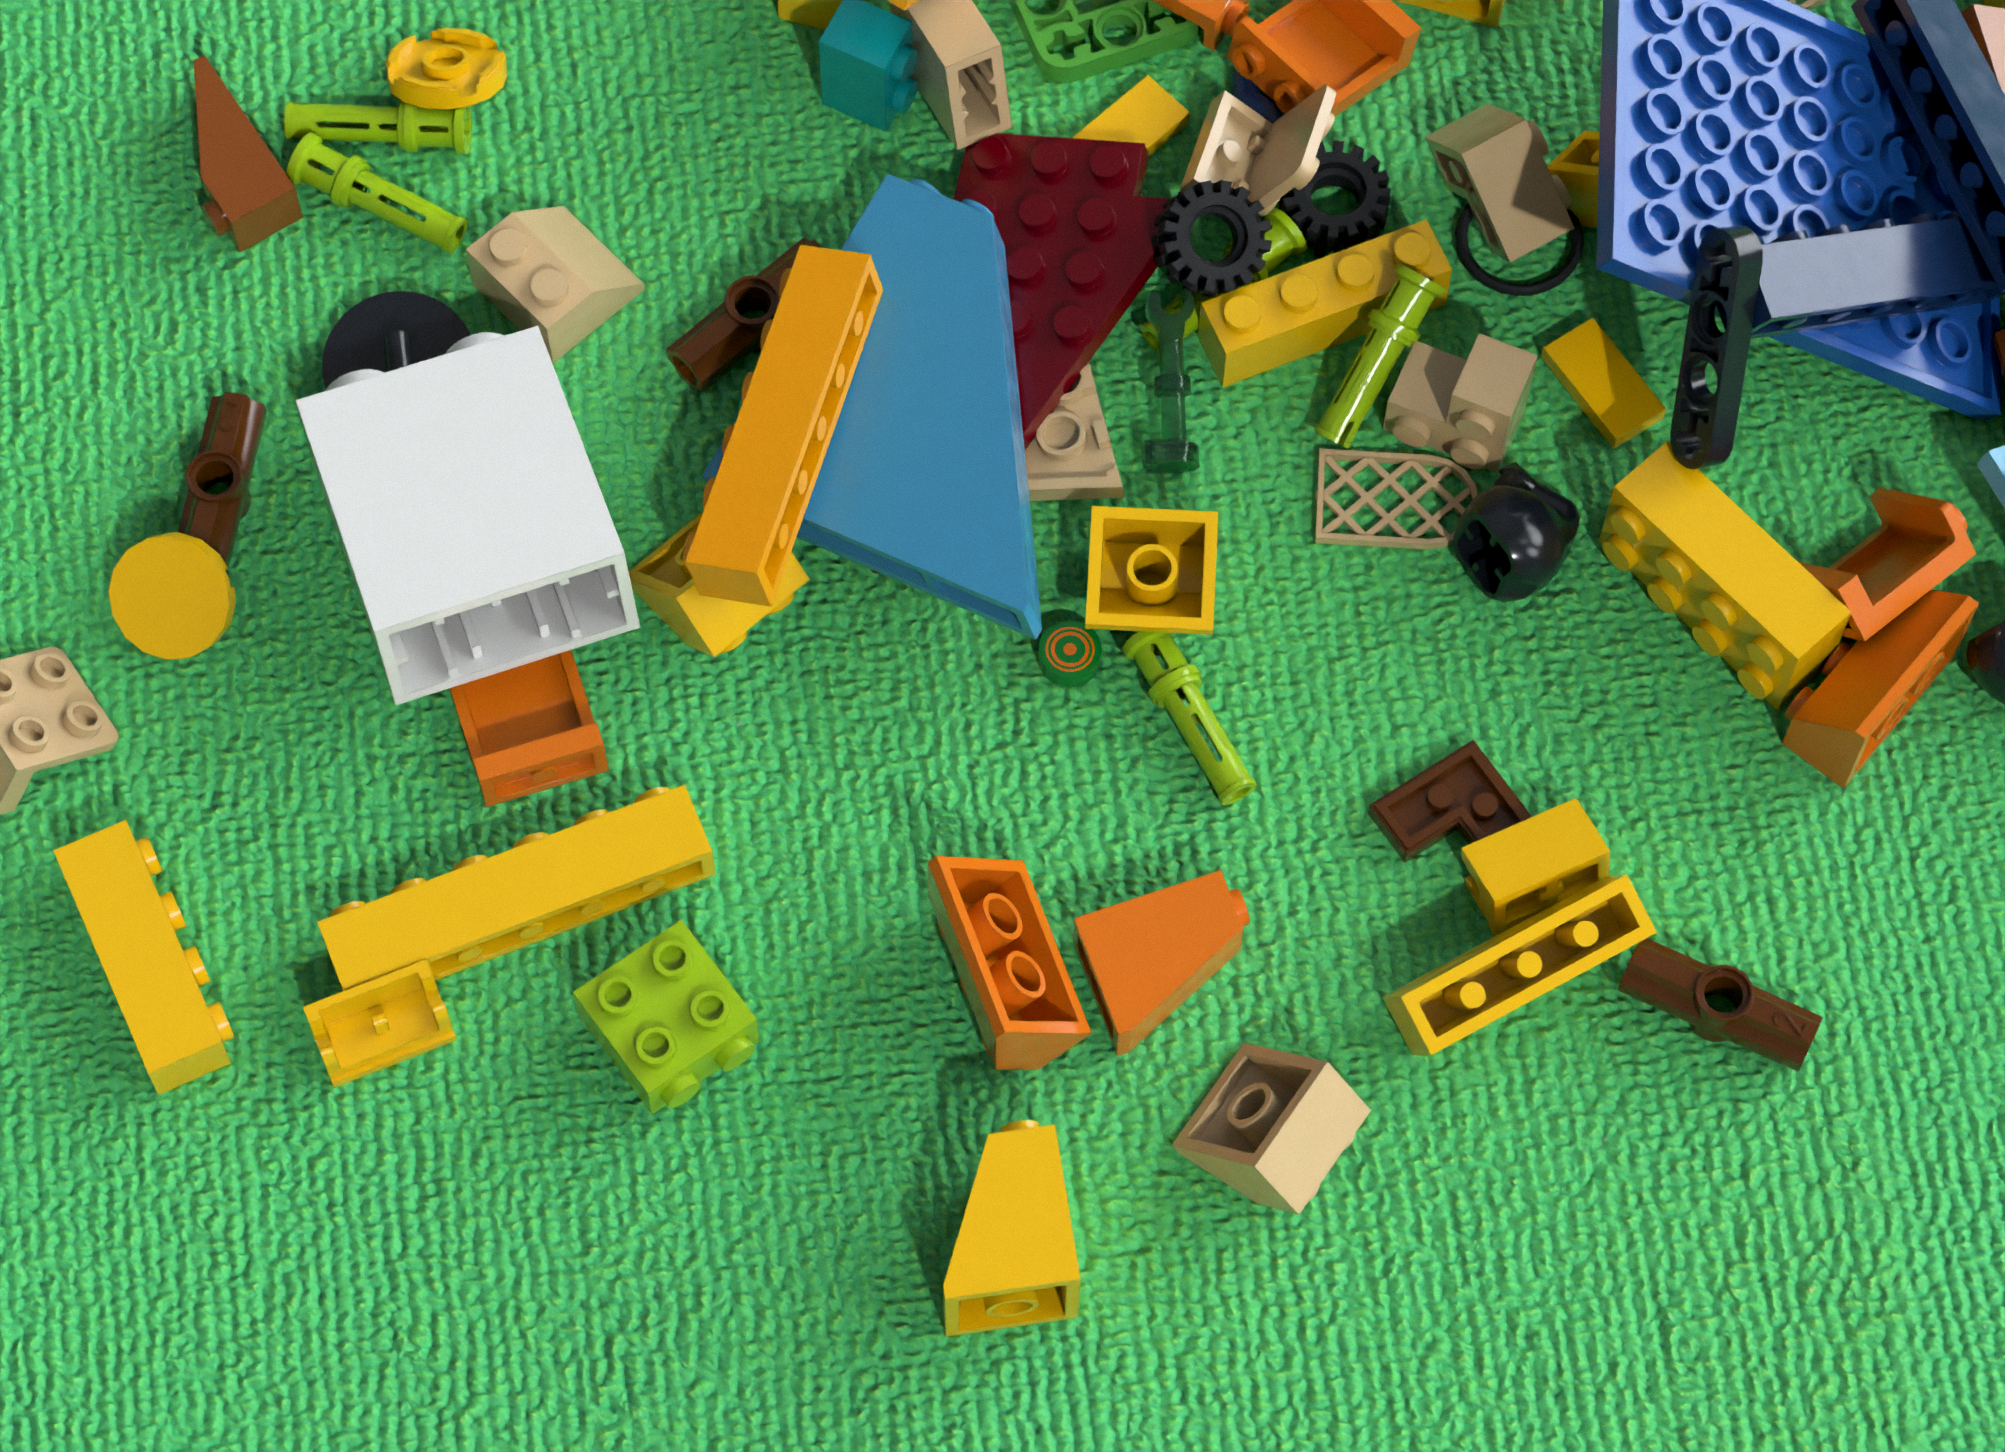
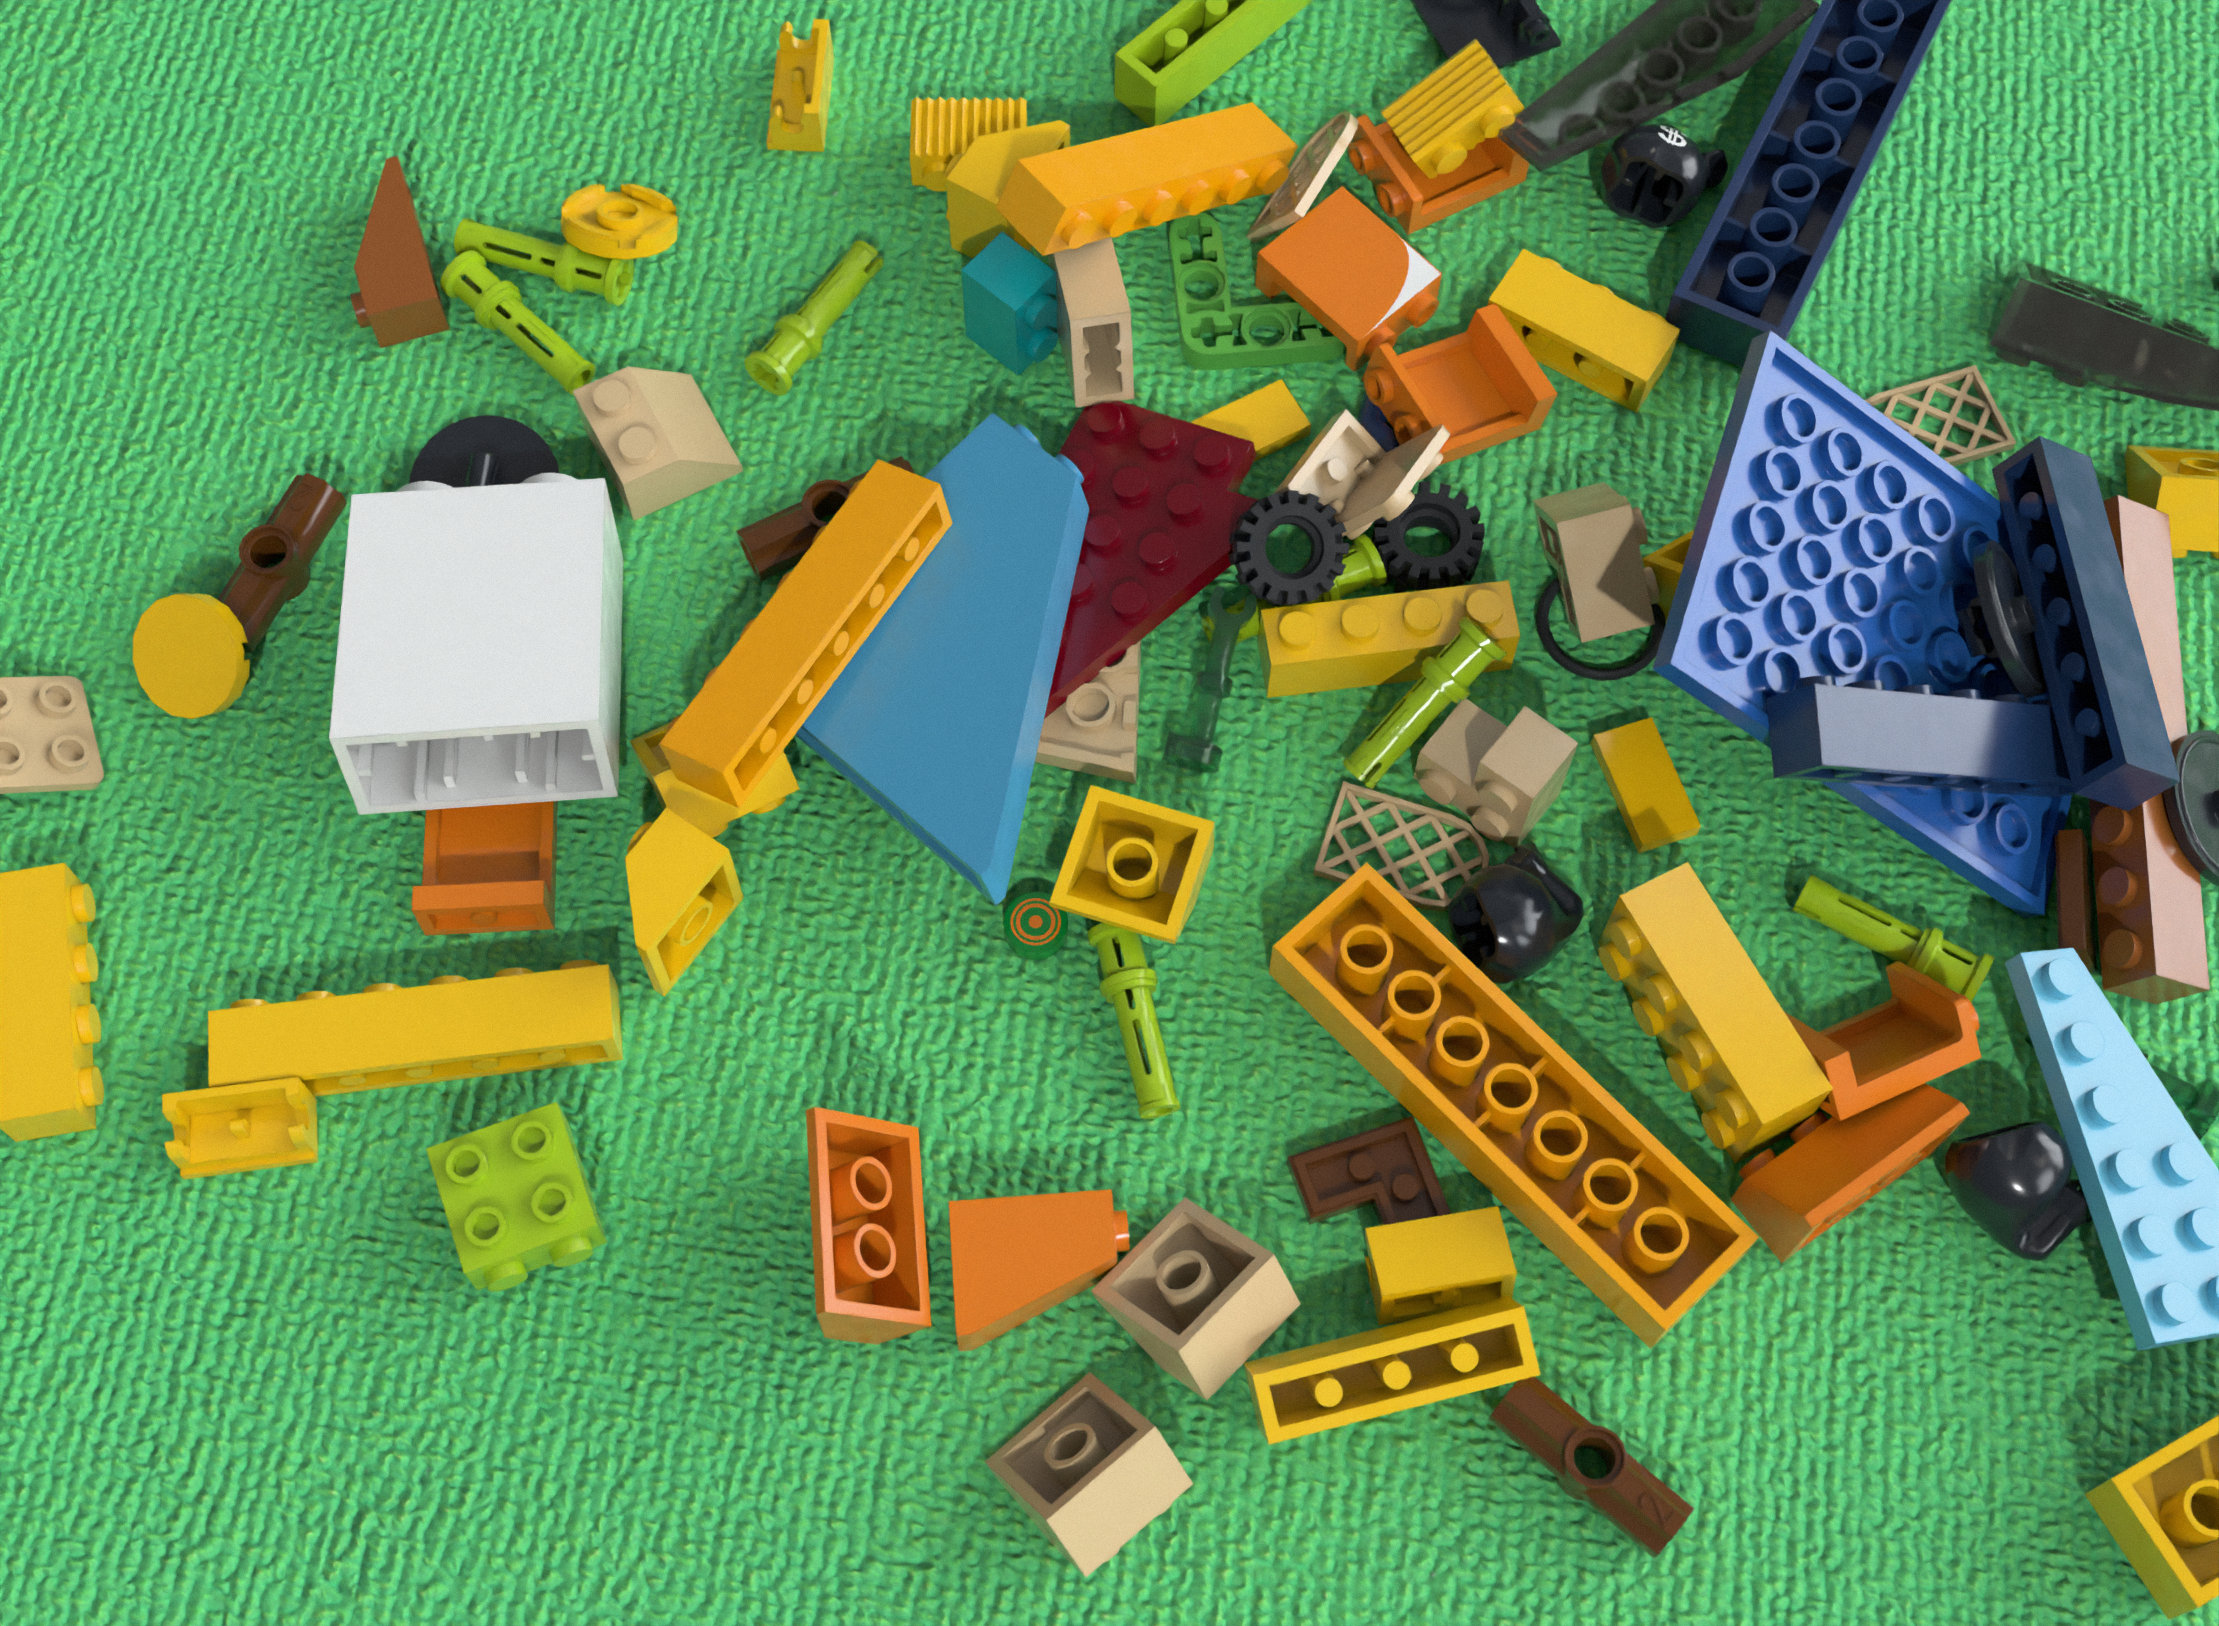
camera: 15 degrees right, 0 degrees up
(662, 140) = (801, 334): none -> lime pin
(728, 702) = (678, 894): none -> yellow slope
(1016, 1238) = (782, 1523): yellow slope -> none
(1325, 947) = (1198, 1296): none -> tan slope
(1558, 703) = (1510, 1104): none -> light orange brick
(1705, 421) = (1790, 709): black beam -> none
(1867, 468) = (1901, 942): none -> lime pin
(1901, 144) = (2008, 619): none -> black shield

